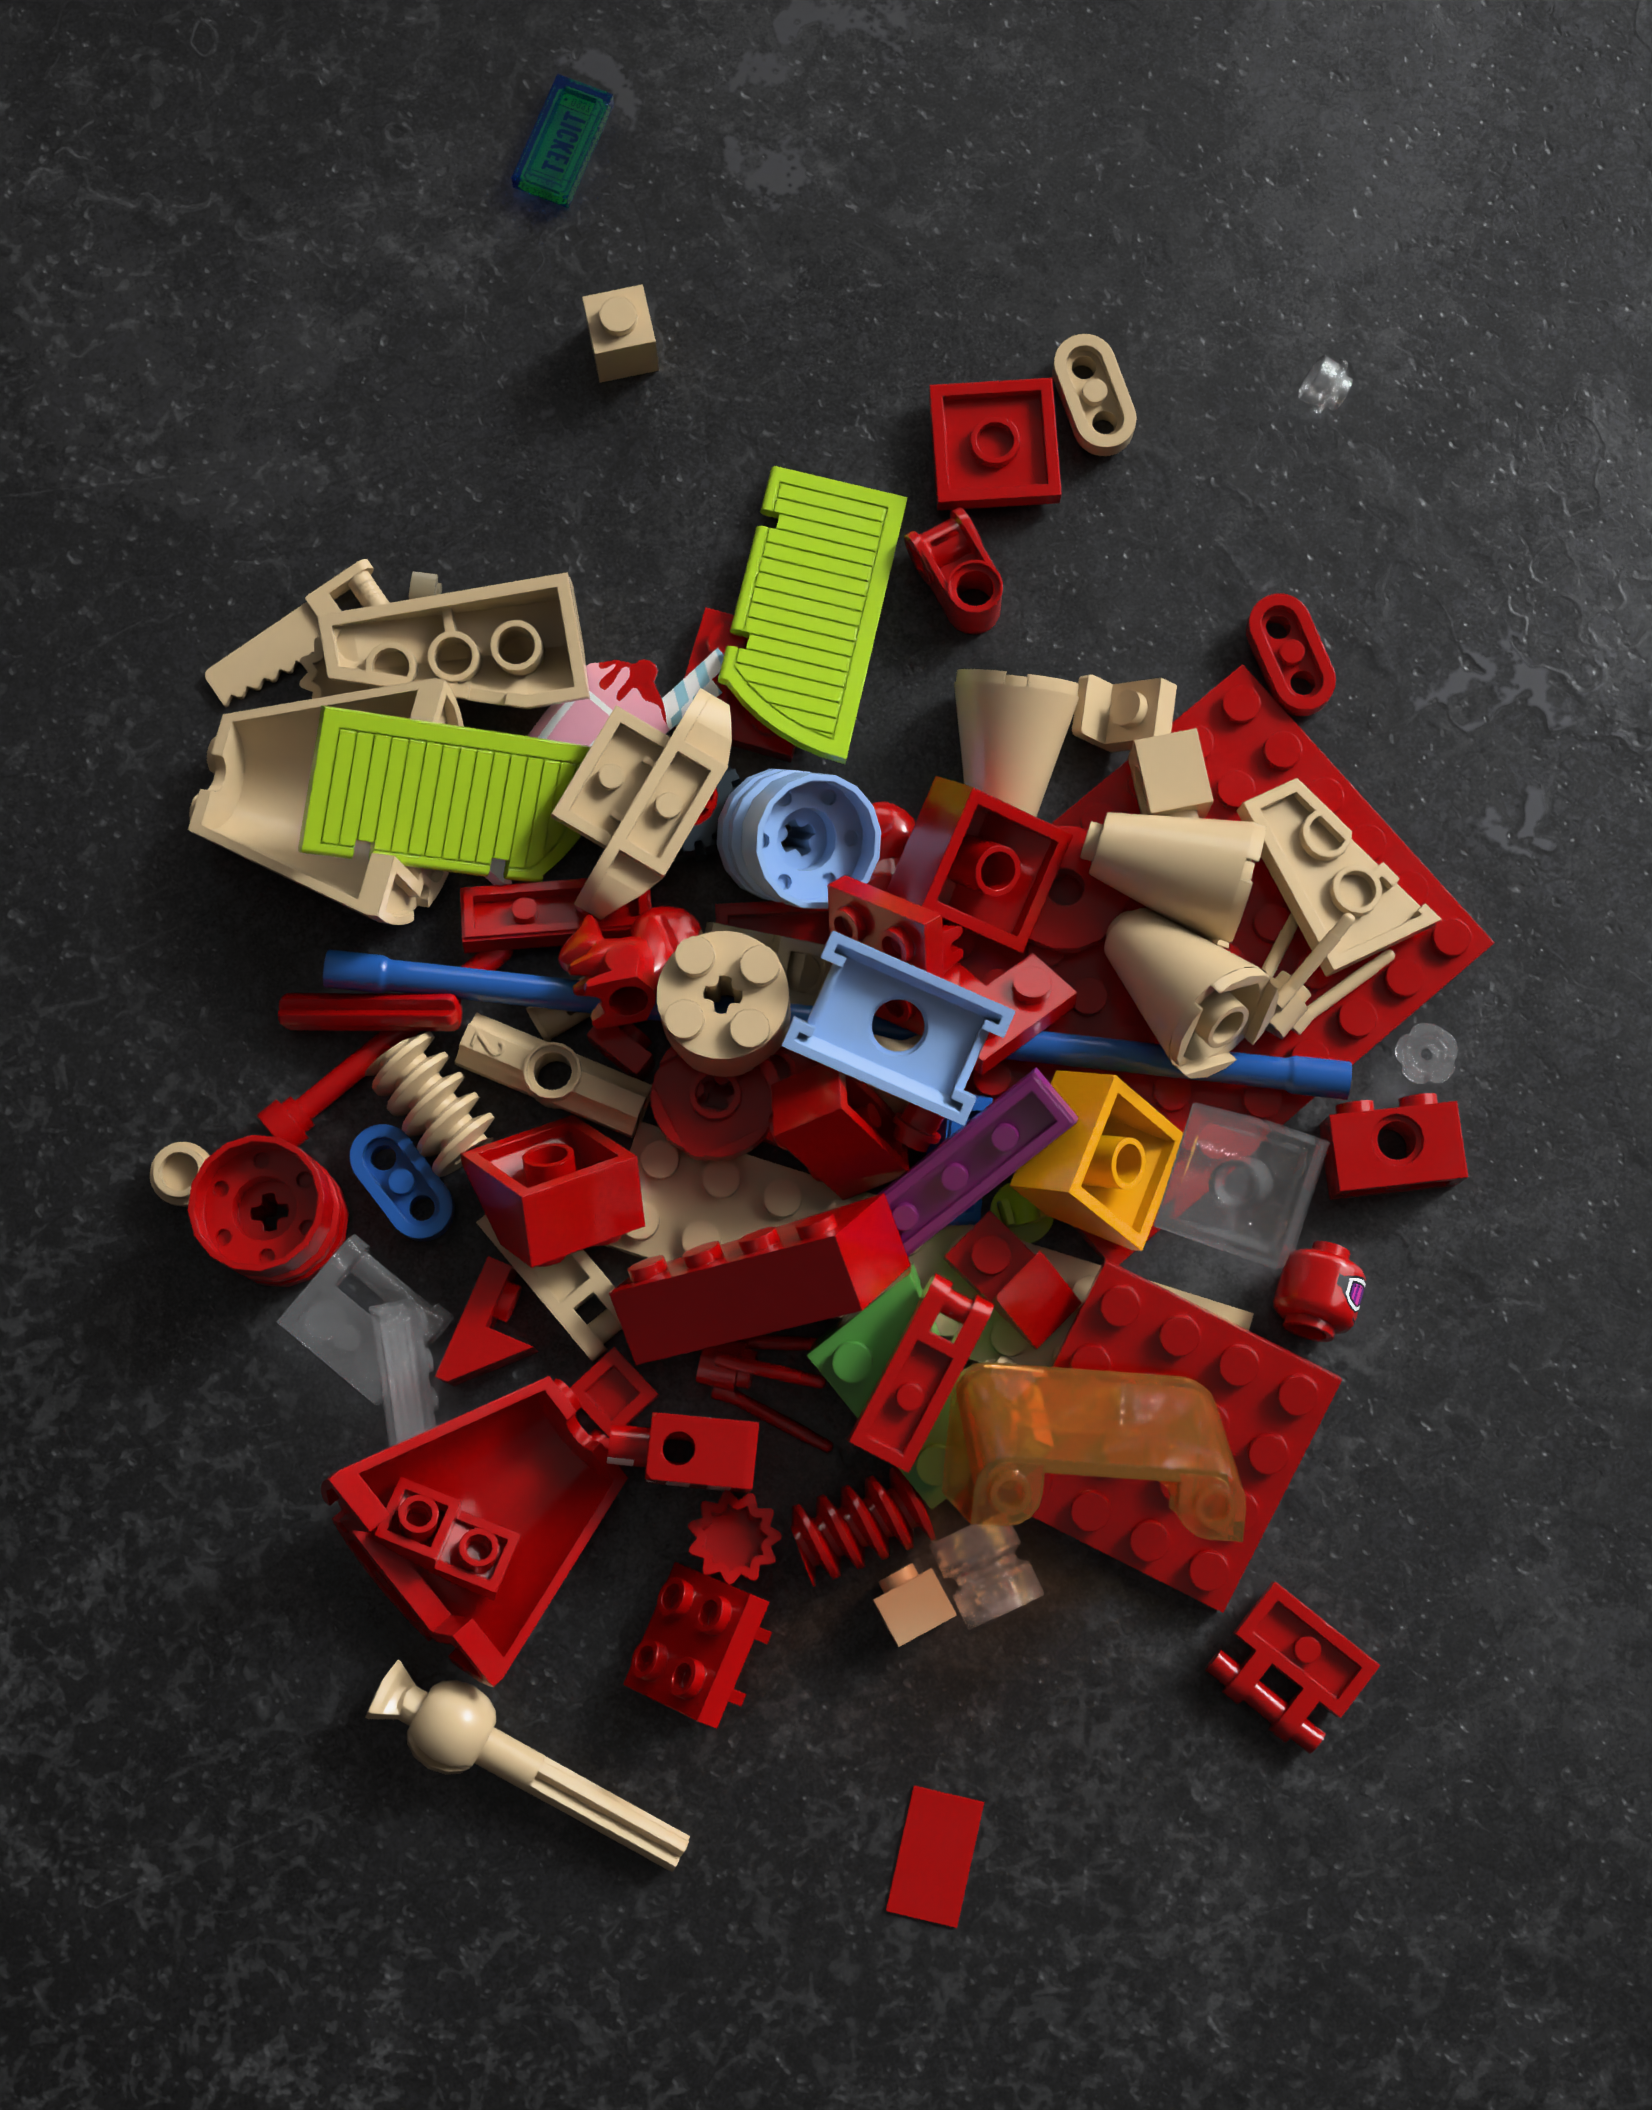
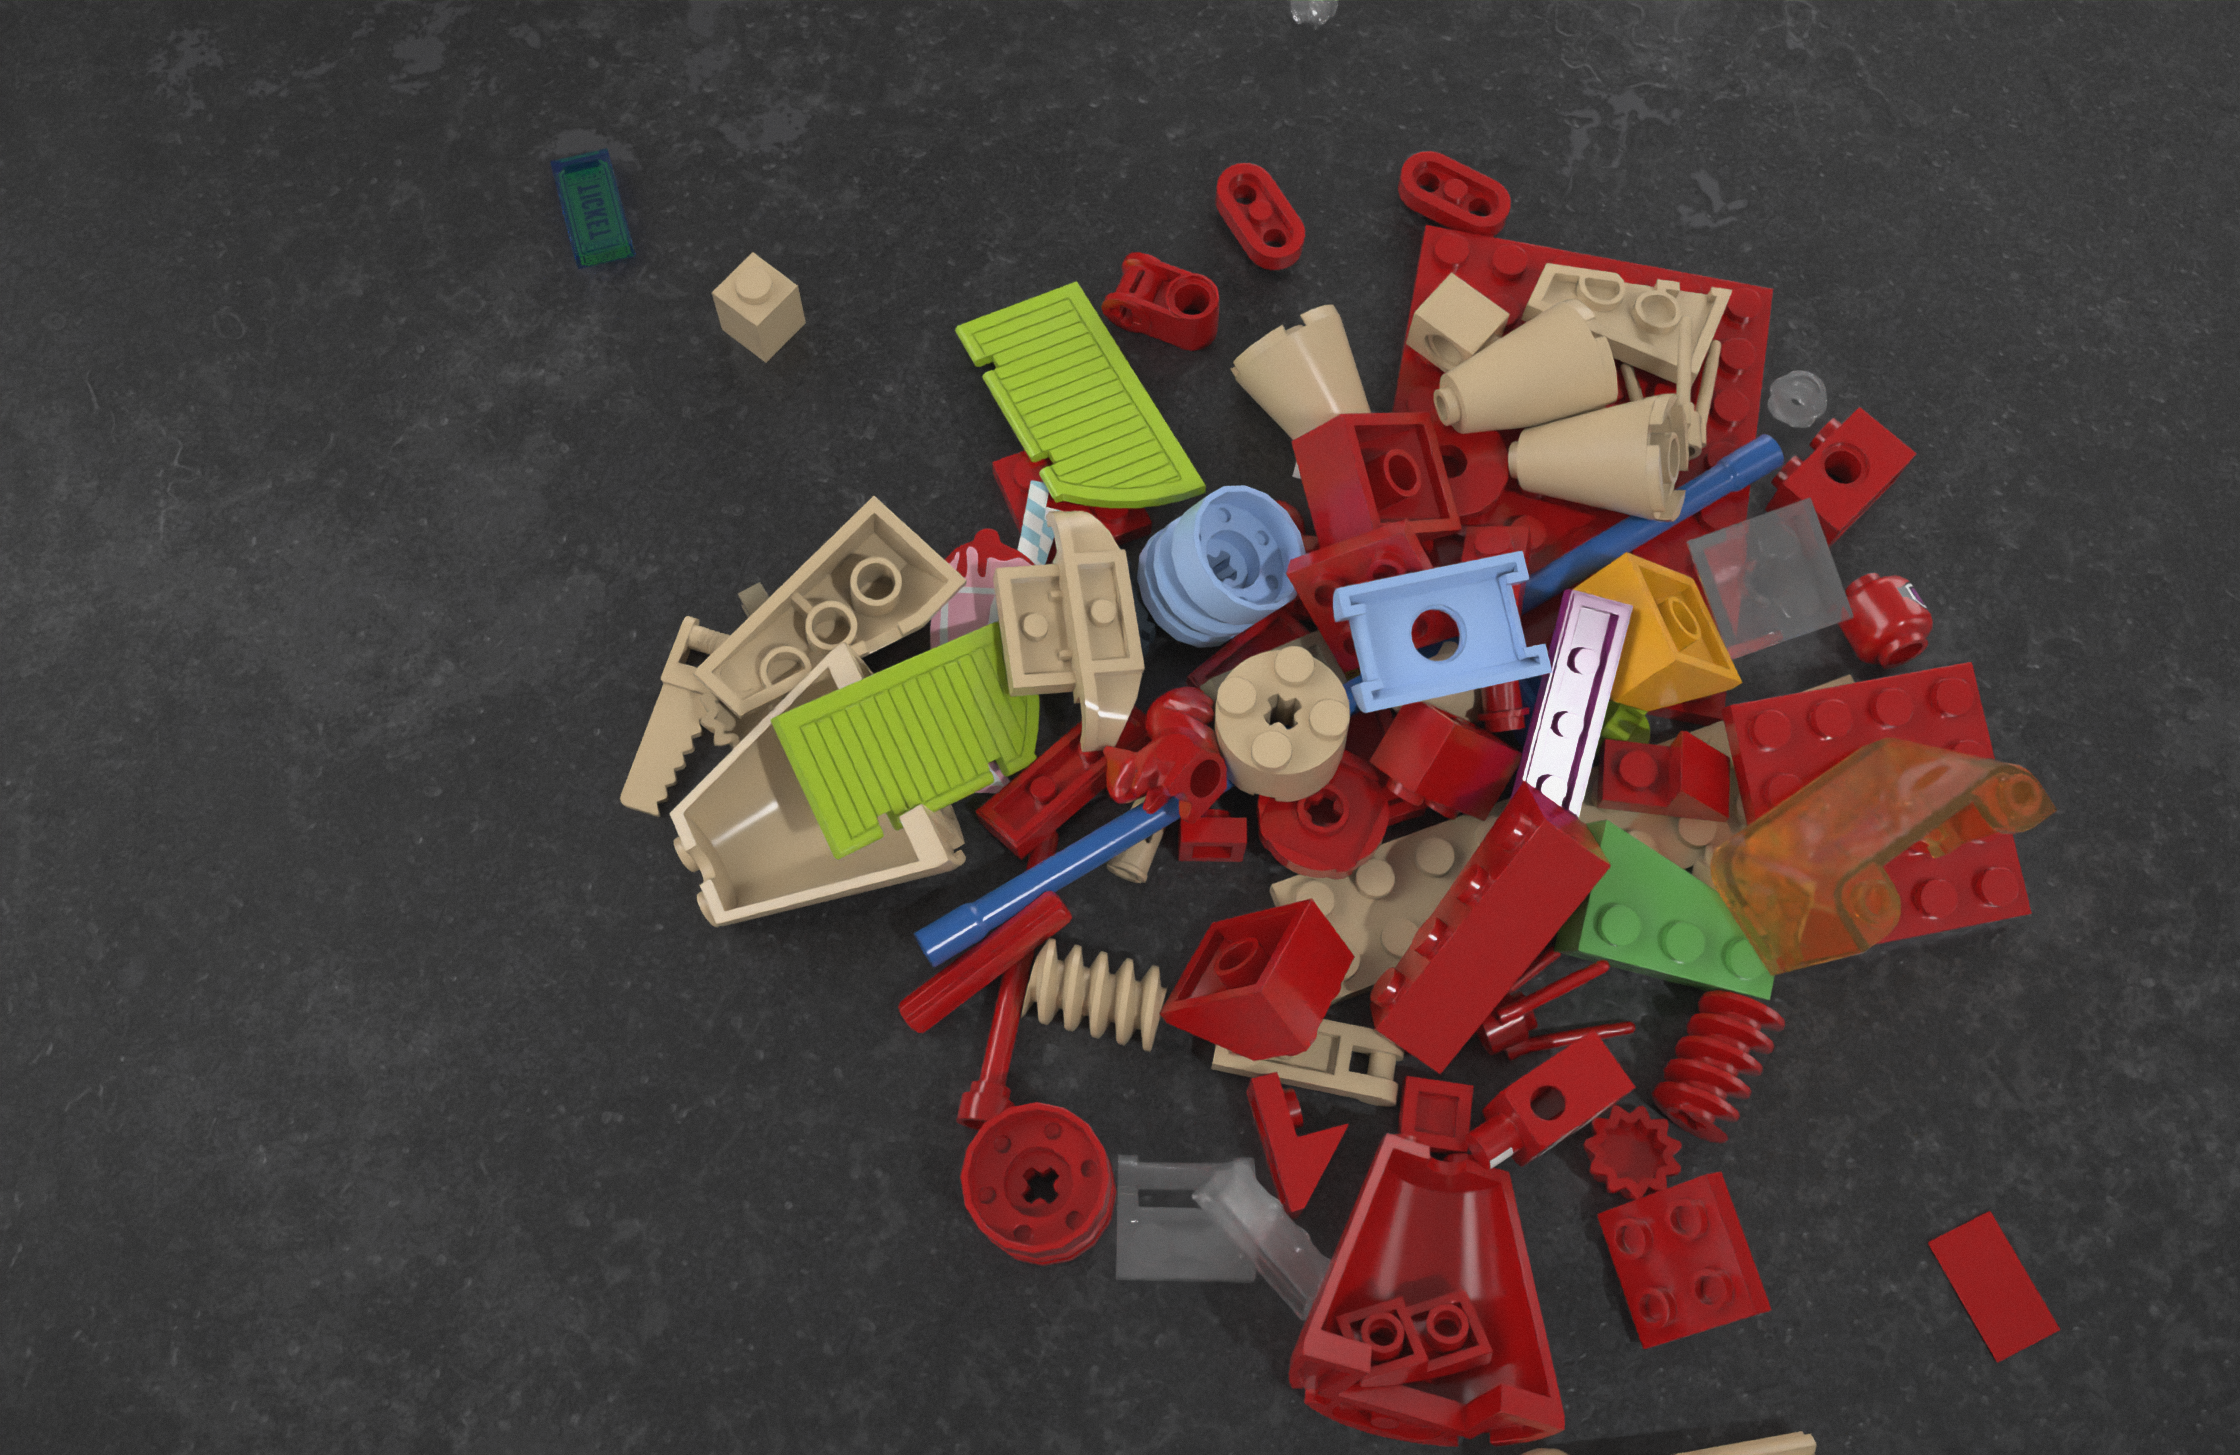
camera: 40 degrees left, 10 degrees down
(175, 1171) = (931, 1219): tan plate -> none
(403, 1184) = (1125, 1074): blue plate -> none
(518, 1057) = (1217, 887): tan piece -> none
(912, 1604) = (1810, 1094): tan plate -> none
(920, 1375) = (1687, 889): red plate -> none
(986, 1572) = (1819, 1008): clear wheel -> none
(995, 444) = (1111, 197): red plate -> none
(1095, 398) = (1158, 115): tan plate -> none
(1106, 555) = (1263, 220): none -> red plate
(1122, 712) = (1379, 312): tan bracket -> none
(1306, 1652) = (2115, 893): red plate -> none

